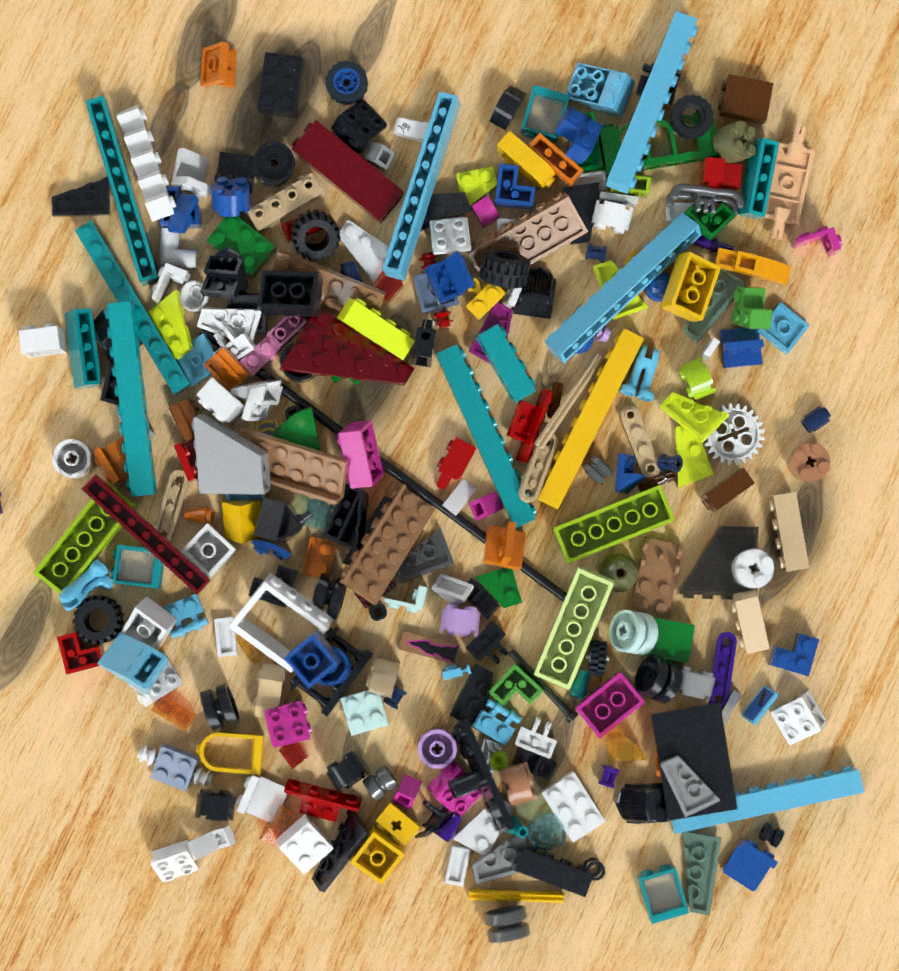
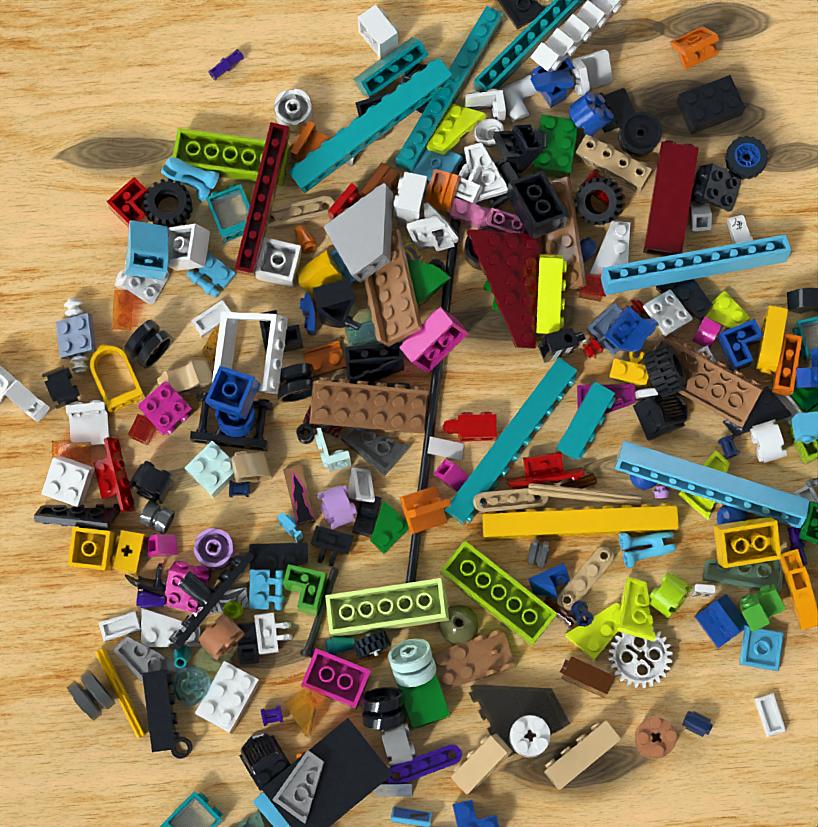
camera: 60 degrees right, 10 degrees down
(630, 201) = (789, 444): white tile -> none
(841, 353) = (770, 715): none -> white tile

